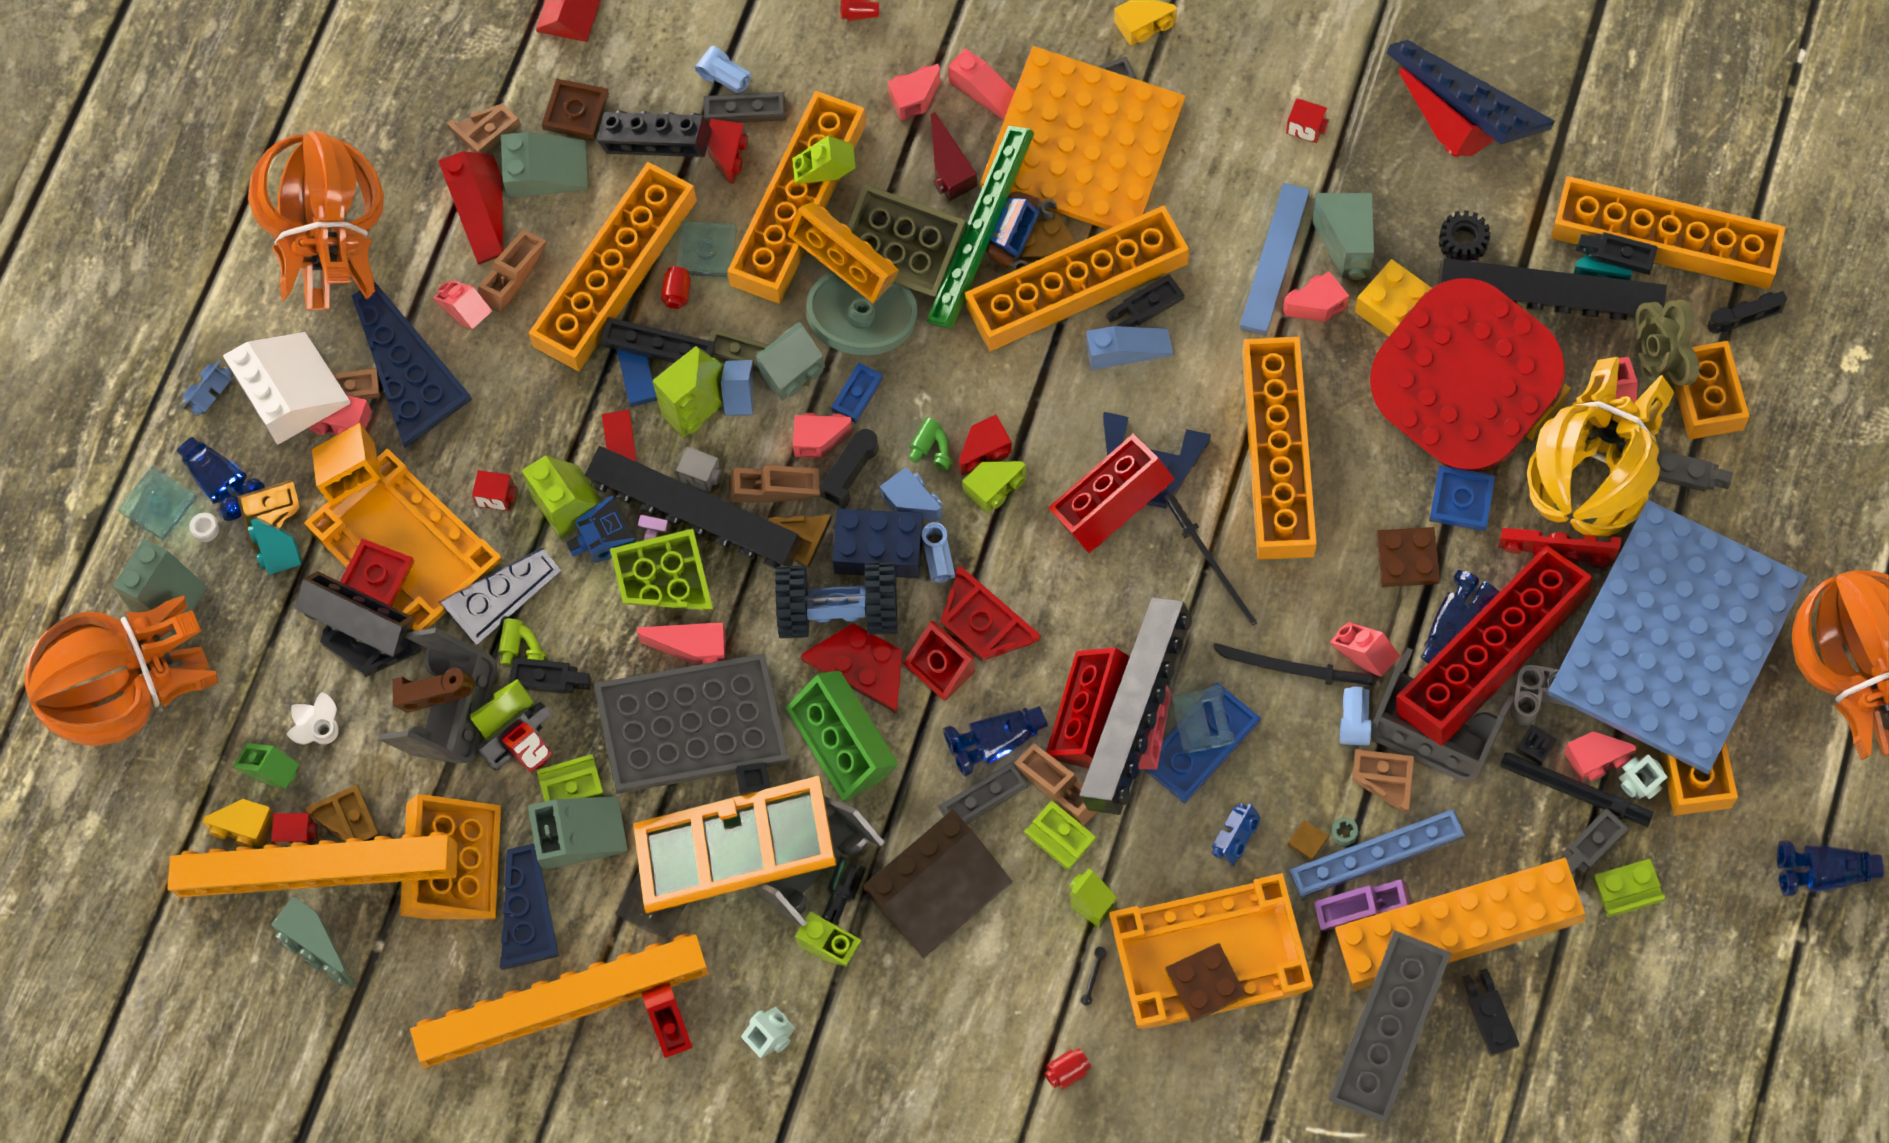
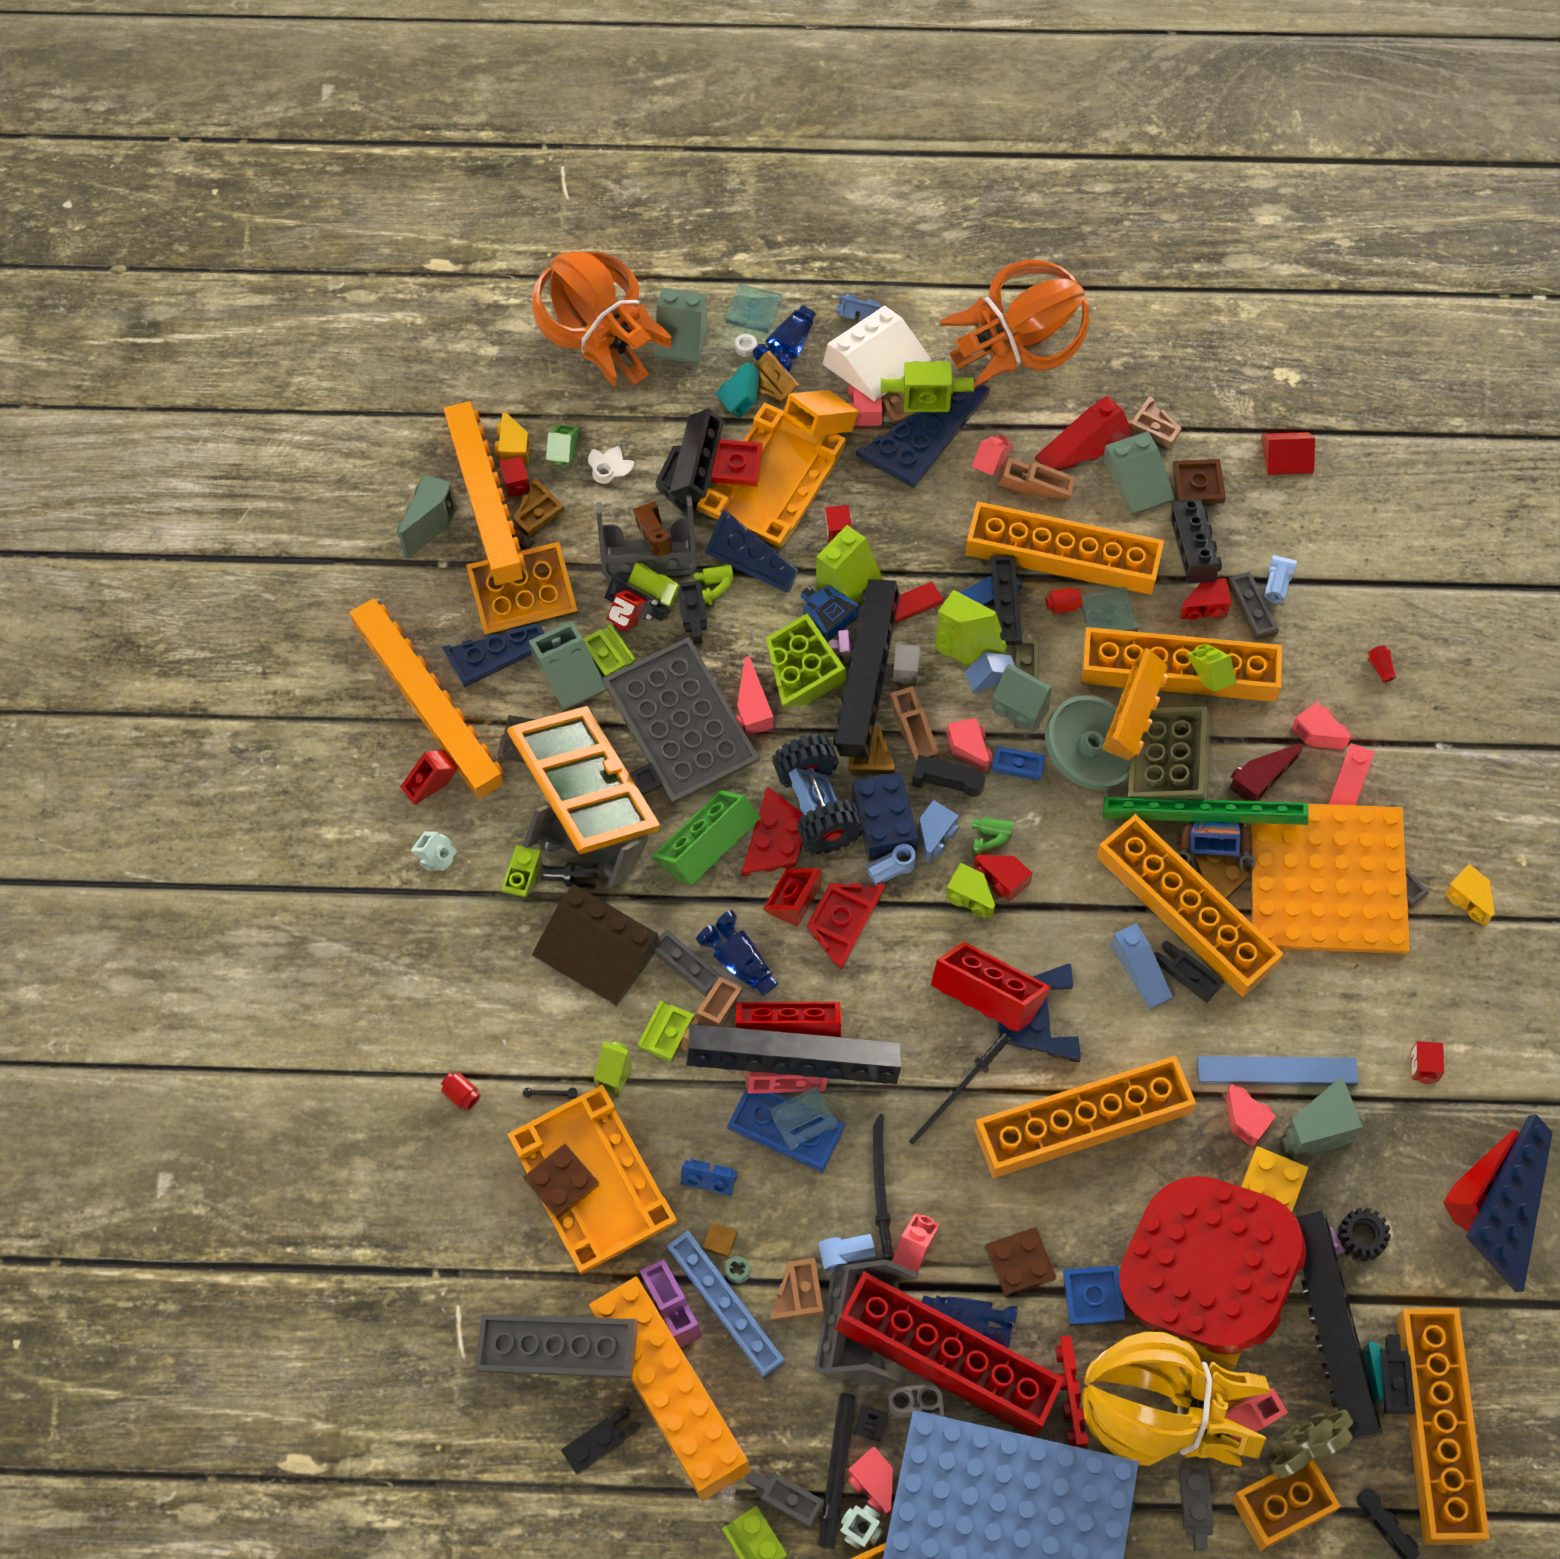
camera: 70 degrees right, 5 degrees down
(358, 339) = (927, 386): none -> lime brick

